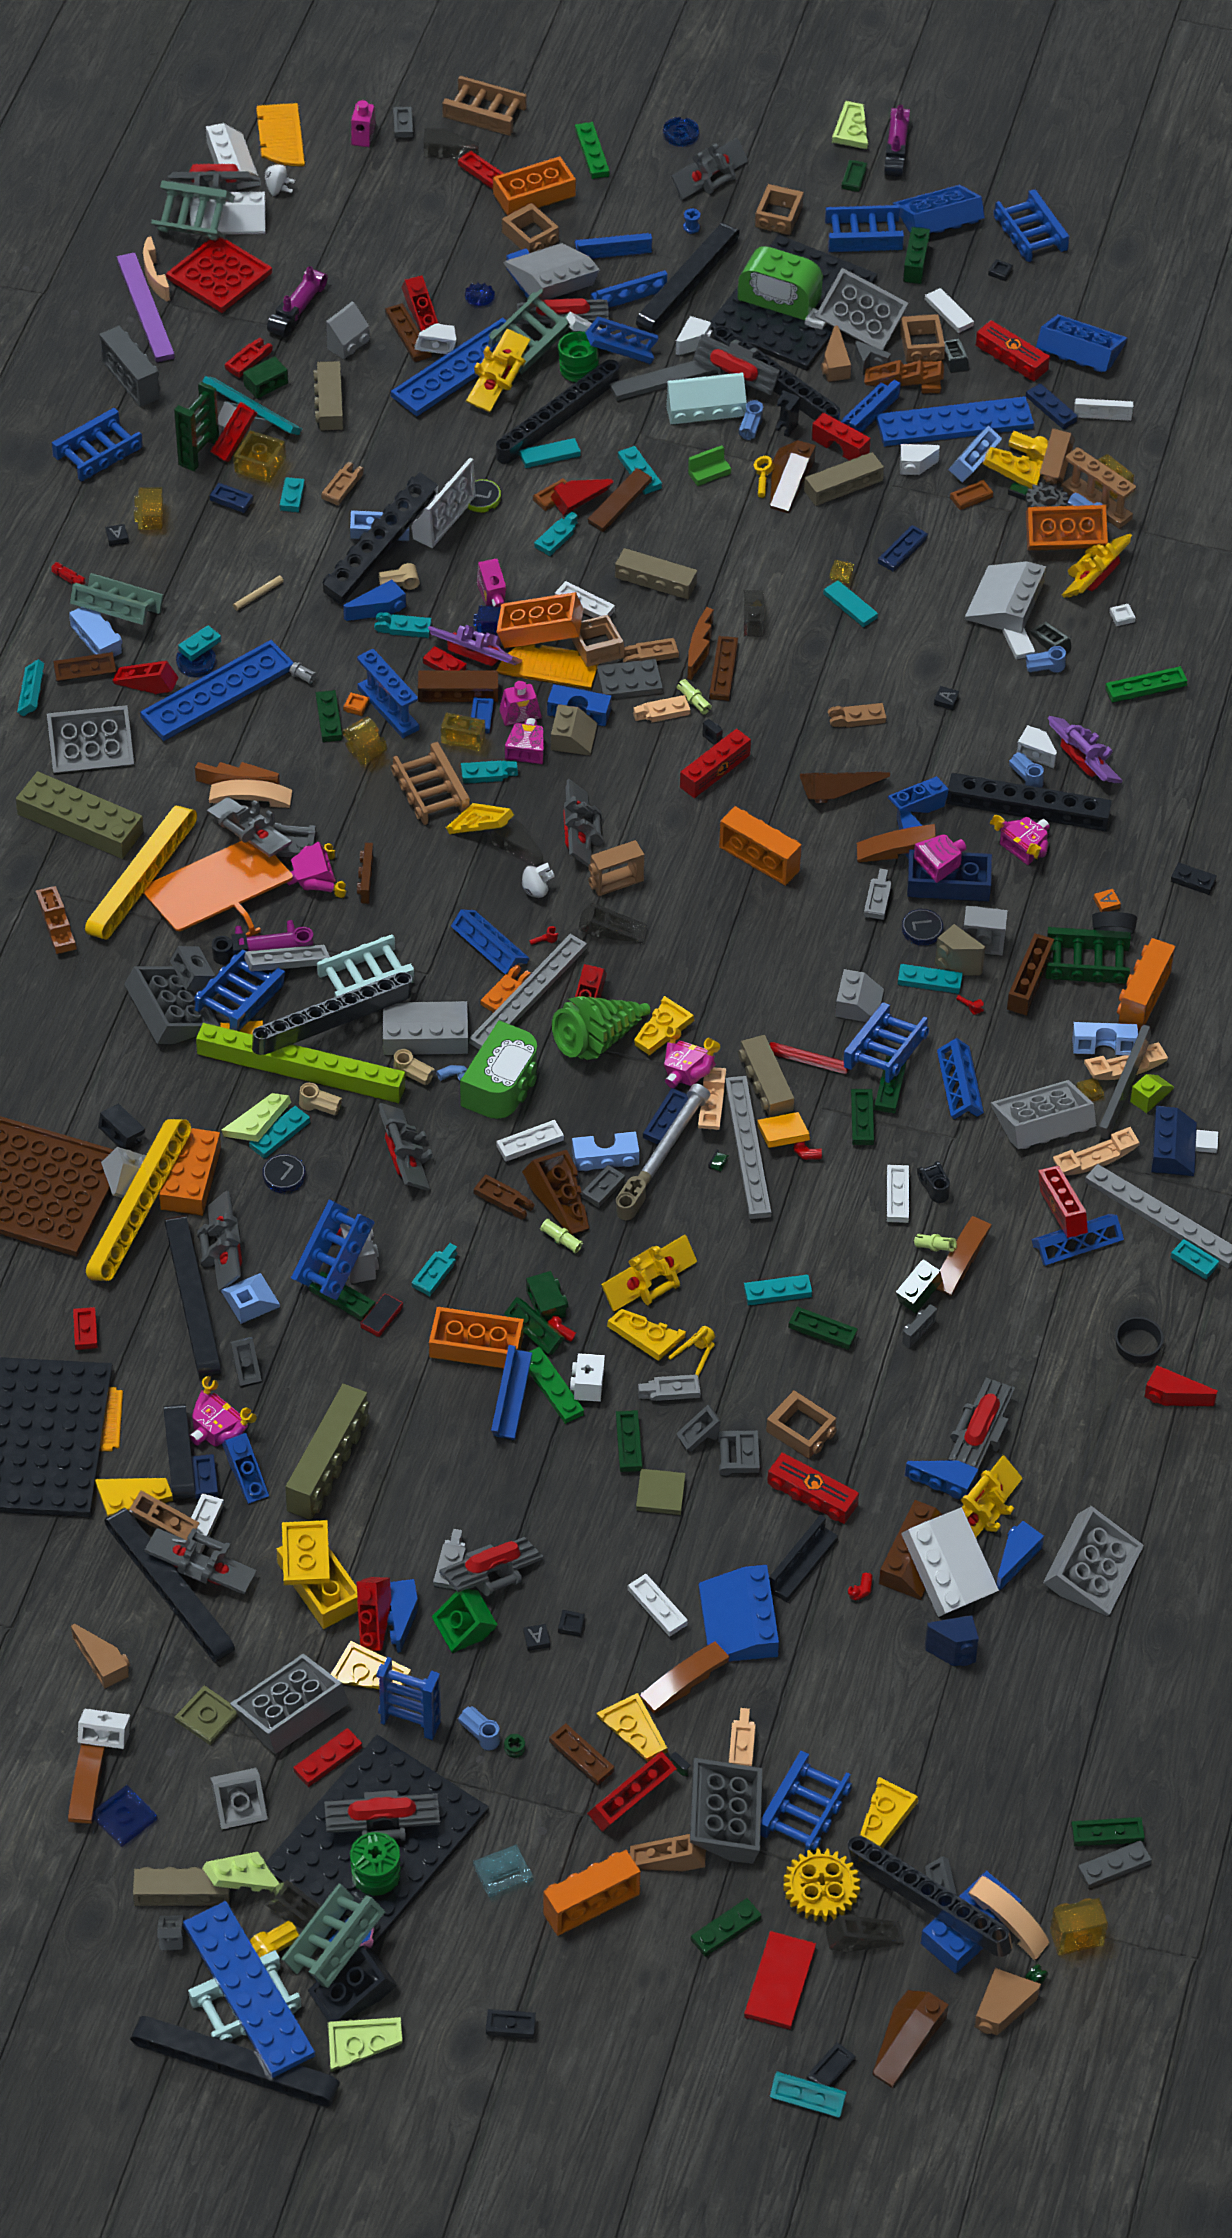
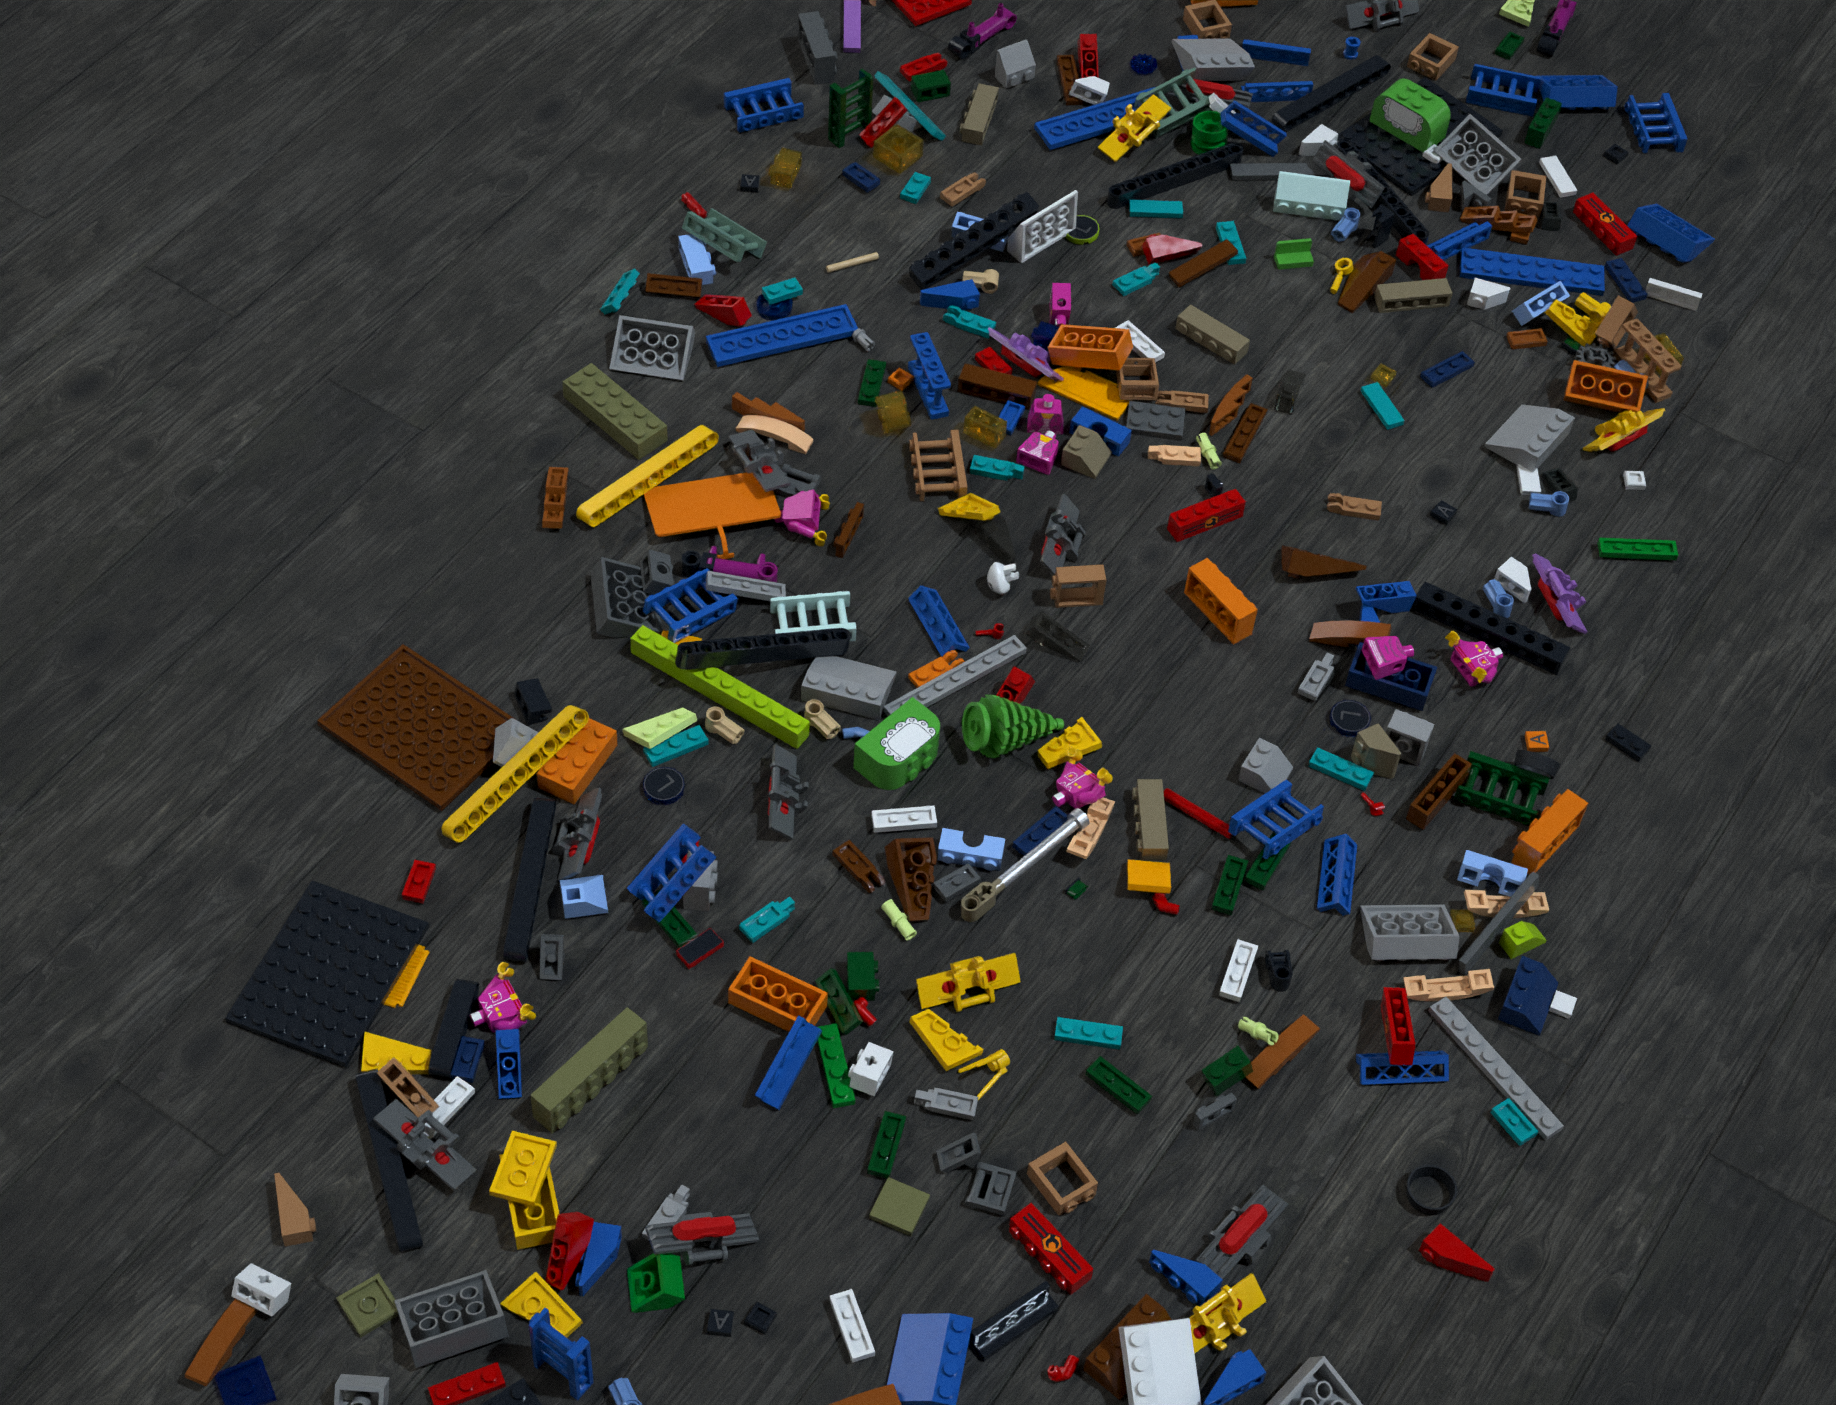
camera: 15 degrees right, 0 degrees up
(748, 1147) = (1108, 884): light grey plate -> none

